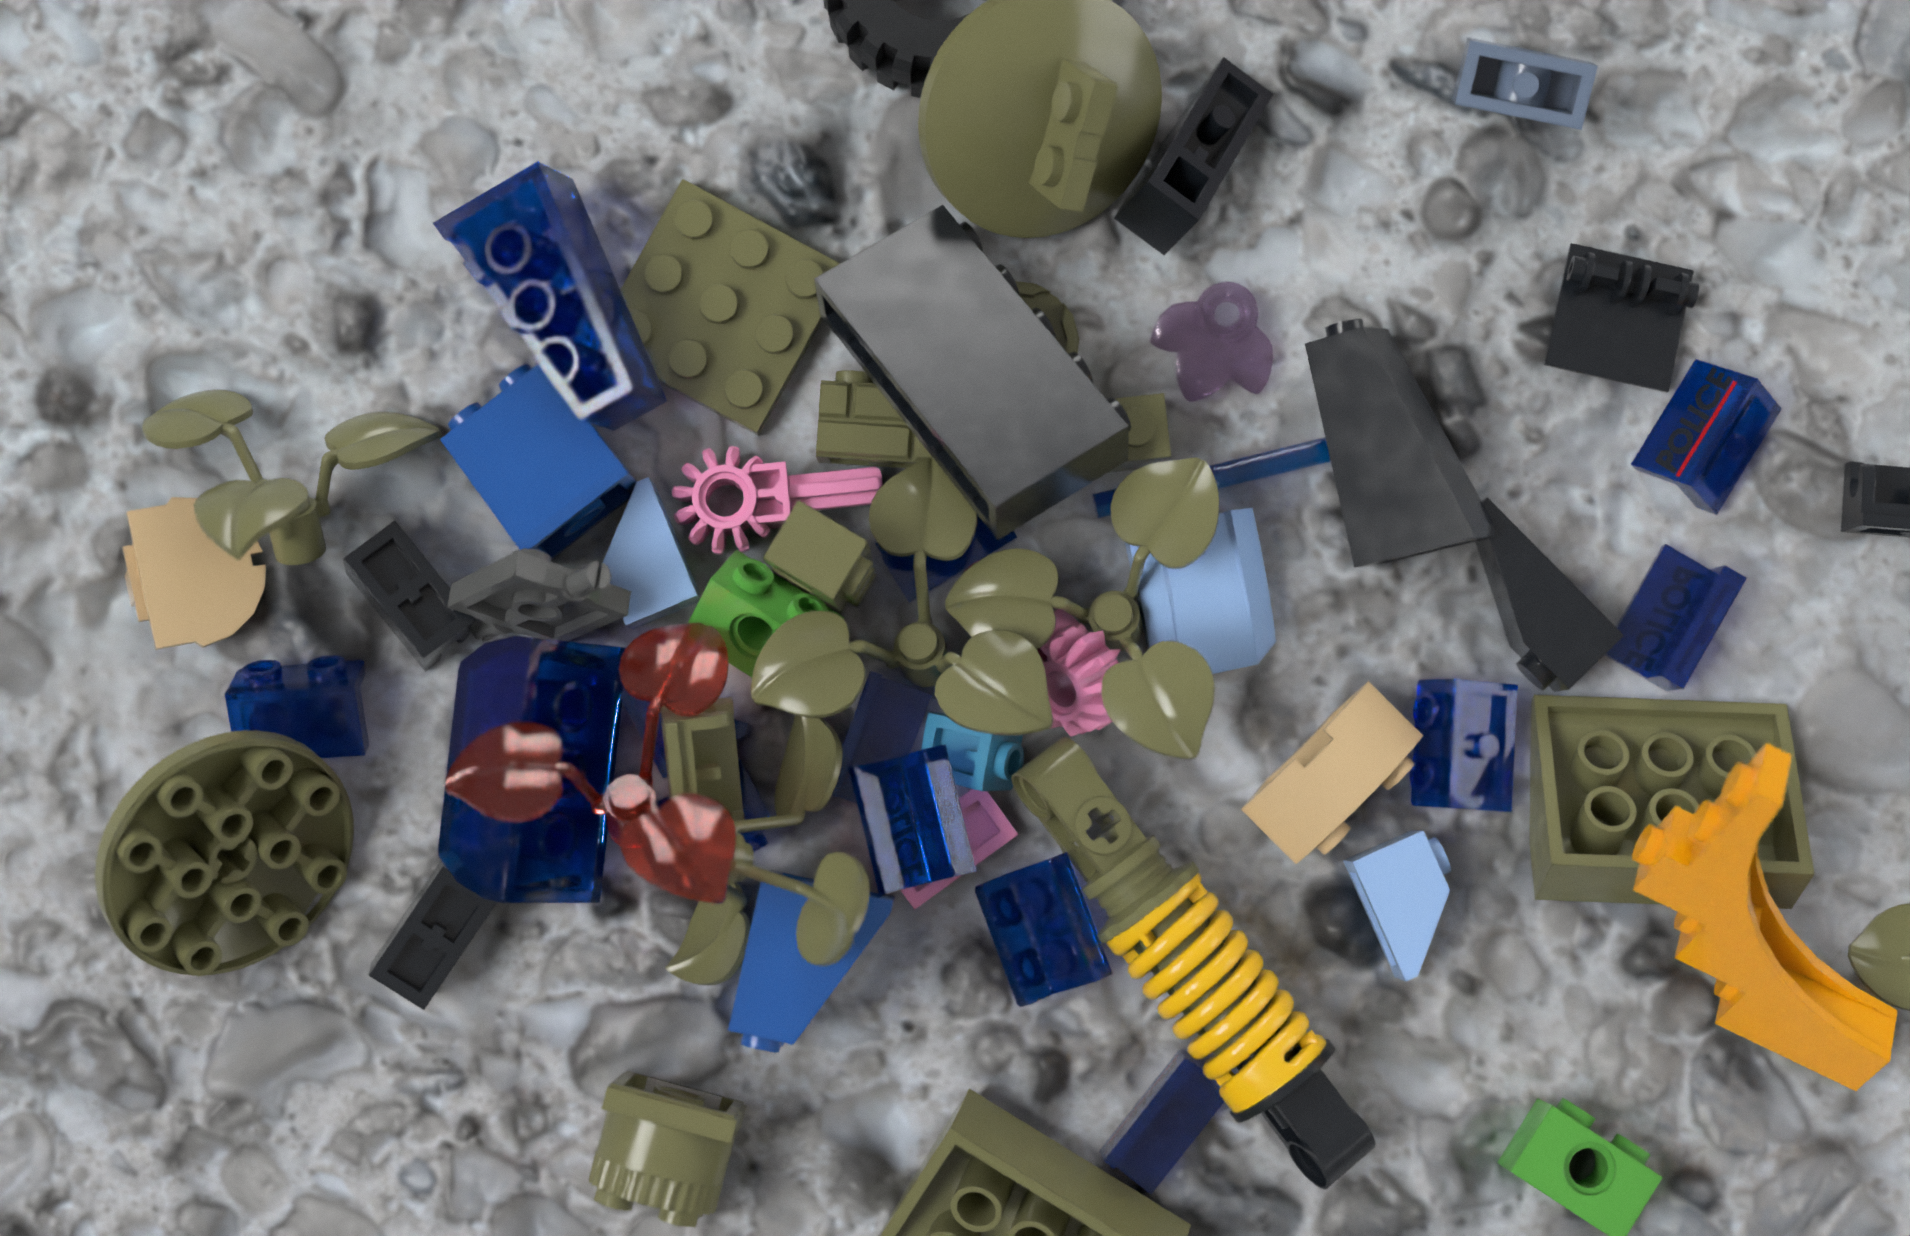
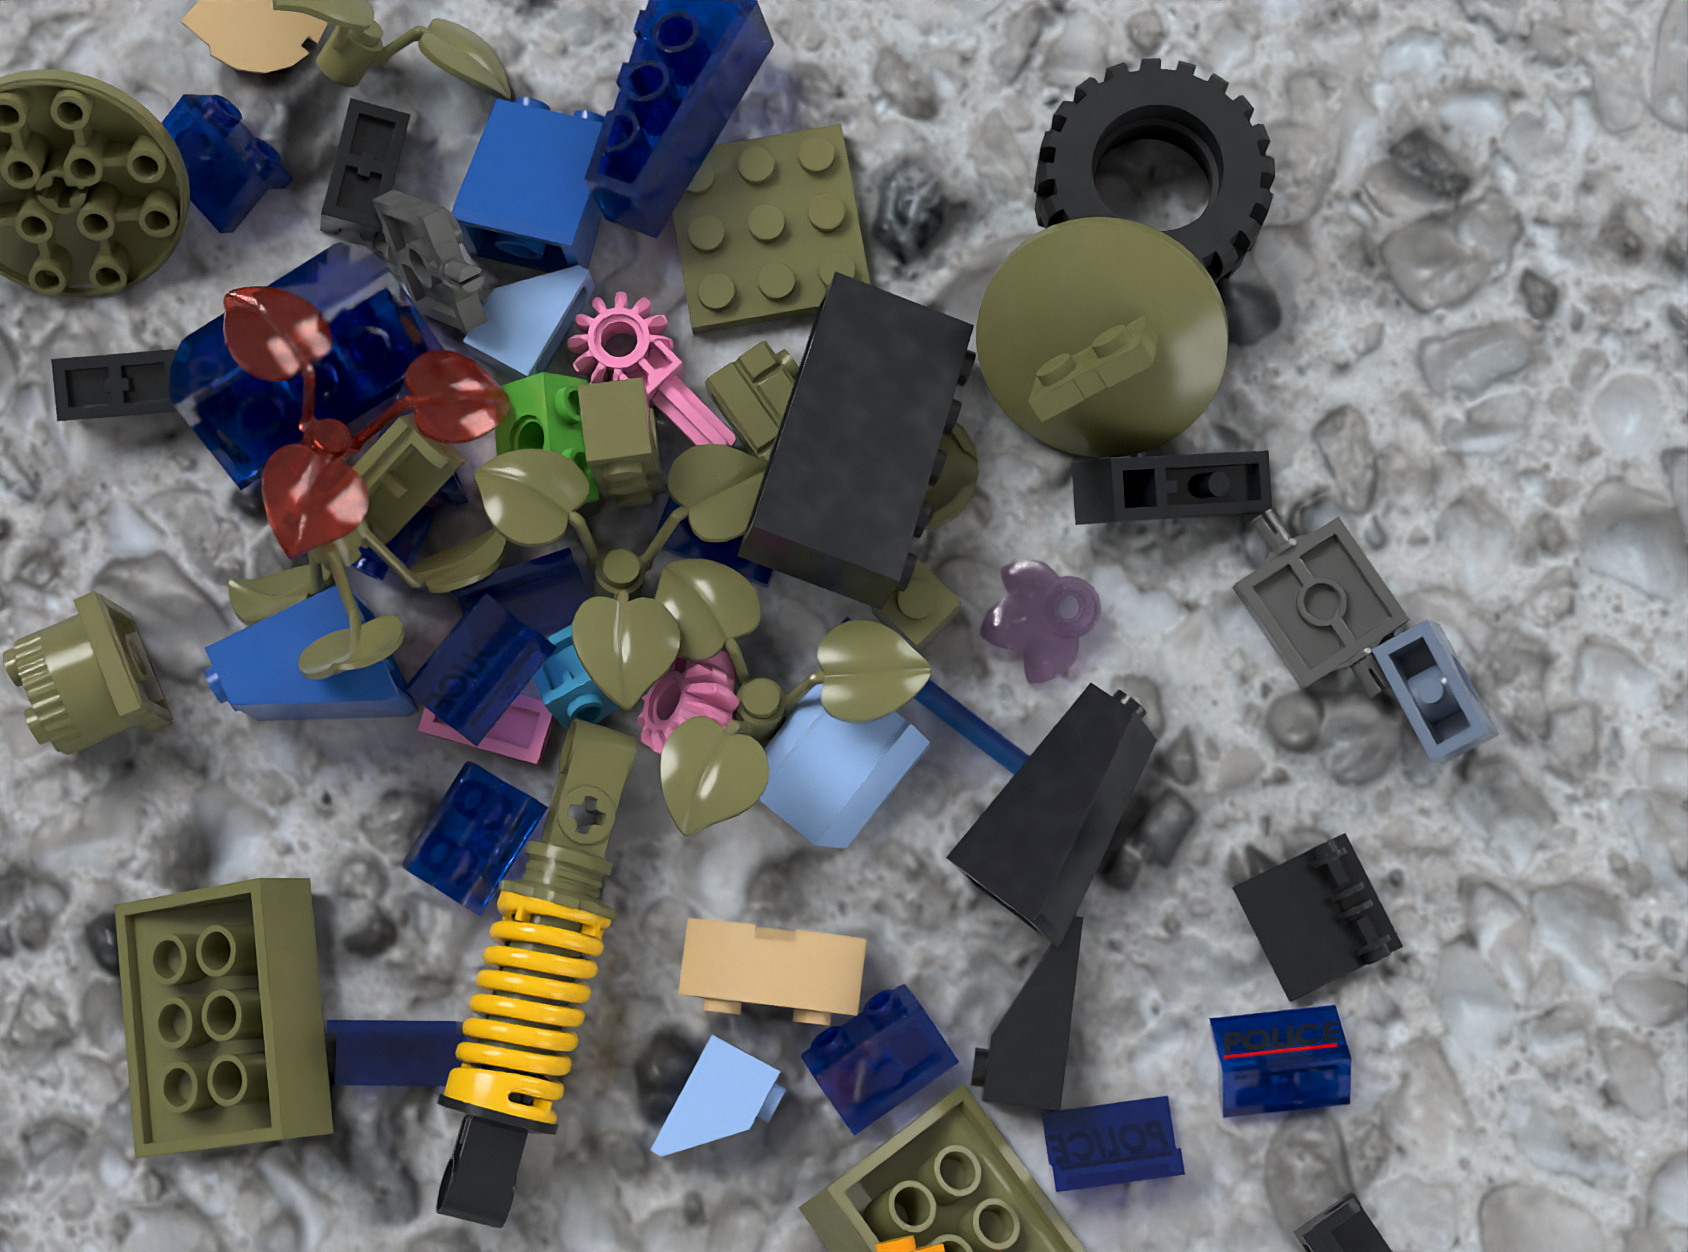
camera: 60 degrees right, 5 degrees down
(1378, 115) = (1320, 603): none -> dark grey plate

